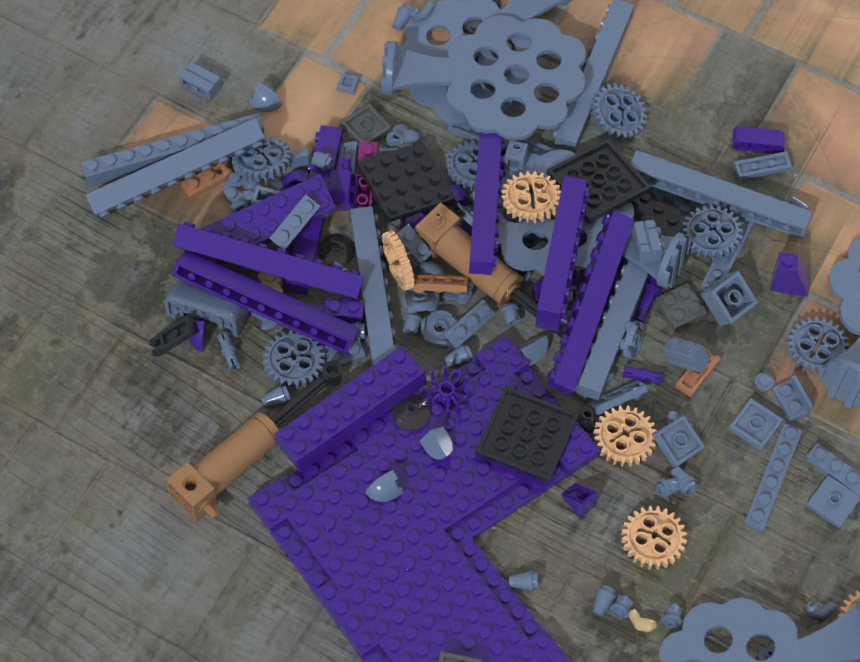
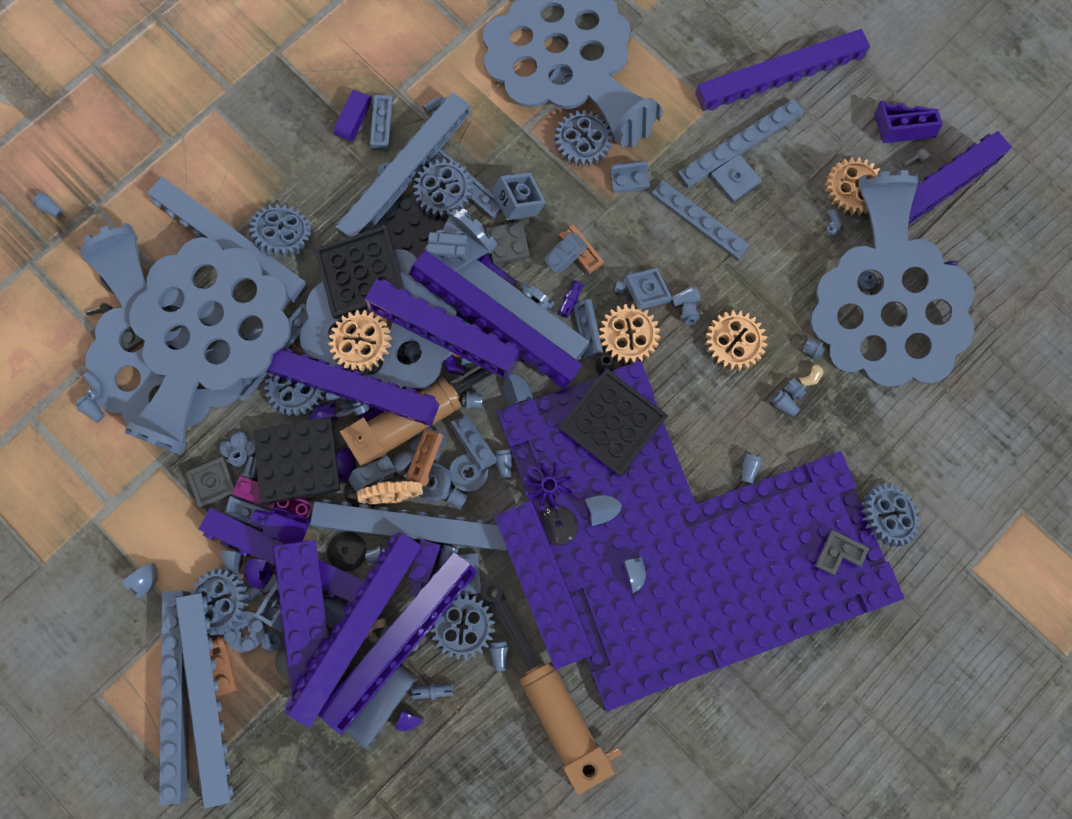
camera: 75 degrees left, 15 degrees up
(173, 336) = (405, 746): black hinge -> none
(200, 80) = (94, 644): sand blue brick -> none
(295, 222) = (321, 587): sand blue plate -> none
(322, 160) = (245, 538): sand blue hose -> none
(348, 83) = (151, 487): sand blue tile -> none
(516, 156) = (305, 342): sand blue brick -> none
(580, 499) = (681, 393): dark purple slope -> none
(755, 424) = (646, 217): sand blue plate -> none
(764, 382) = (605, 195): sand blue plate -> none
(790, 275) = (508, 138): dark purple slope -> none

